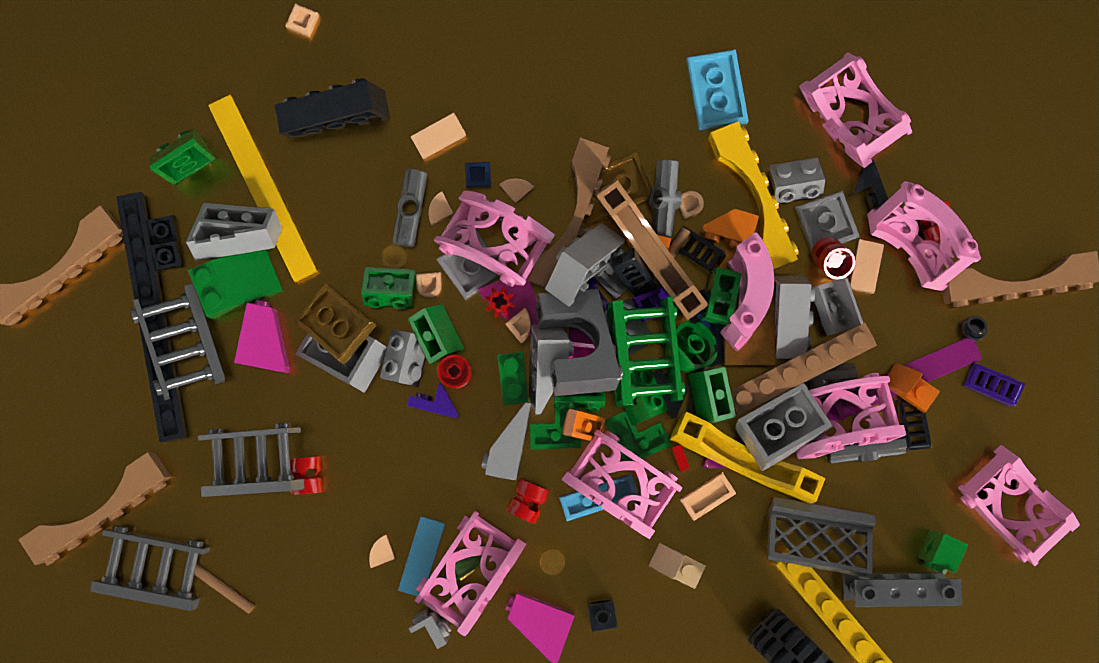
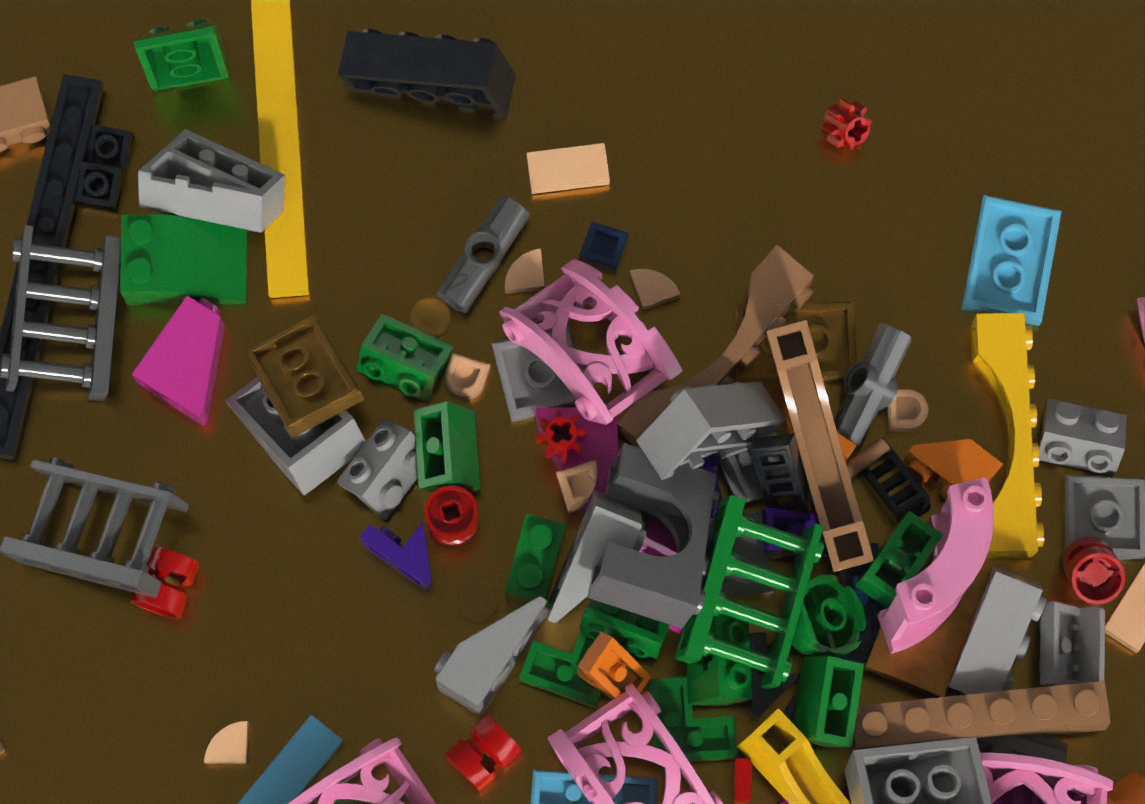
camera: 20 degrees right, 10 degrees down
(591, 45) = (846, 124): none -> red gear

